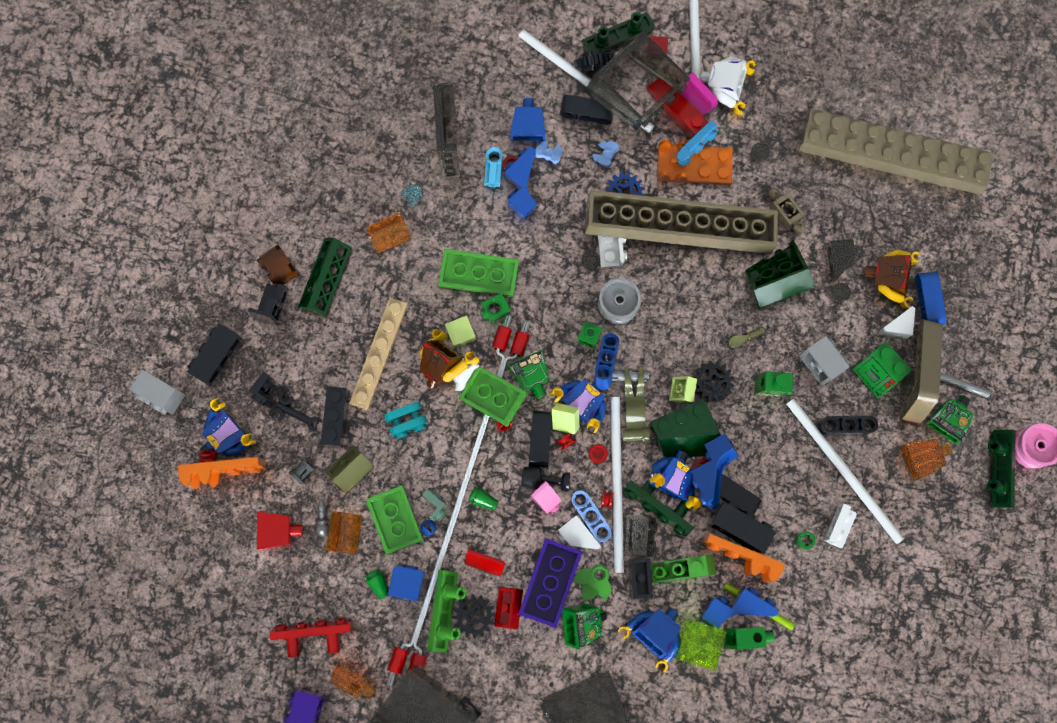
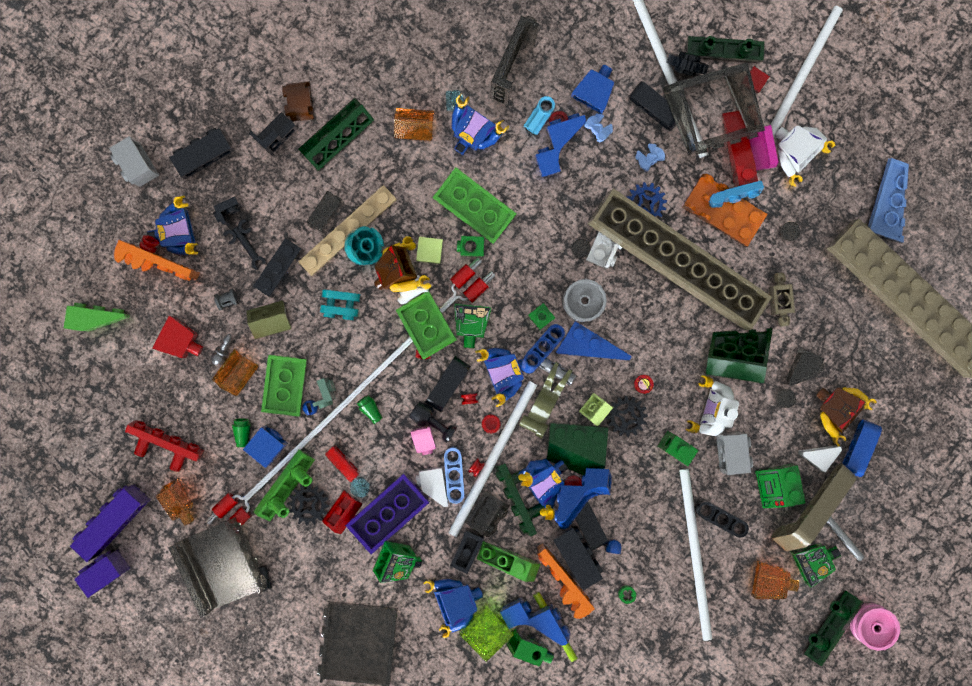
camera: 25 degrees right, 10 degrees up
(183, 557) = (87, 319): none -> bright green slope
(350, 347) = (325, 211): none -> clear smoke panel
(400, 356) = (364, 245): none -> teal cylinder
(442, 208) = (473, 128): none -> torso
(512, 575) = (359, 487): none -> clear light blue plate
(565, 418) = (479, 379): yellowish green piece -> none
(591, 584) = (424, 533): bright green plate -> none
(639, 338) = (584, 342): none -> blue wing
(711, 346) = (643, 384): none -> tile
(738, 340) = (670, 391): olive piece -> none
(769, 503) = (613, 547): none -> blue hinge
(790, 332) = (719, 409): none -> white torso
(828, 84) = (890, 202): none -> medium blue wing
(840, 526) = (663, 599): white bracket -> none

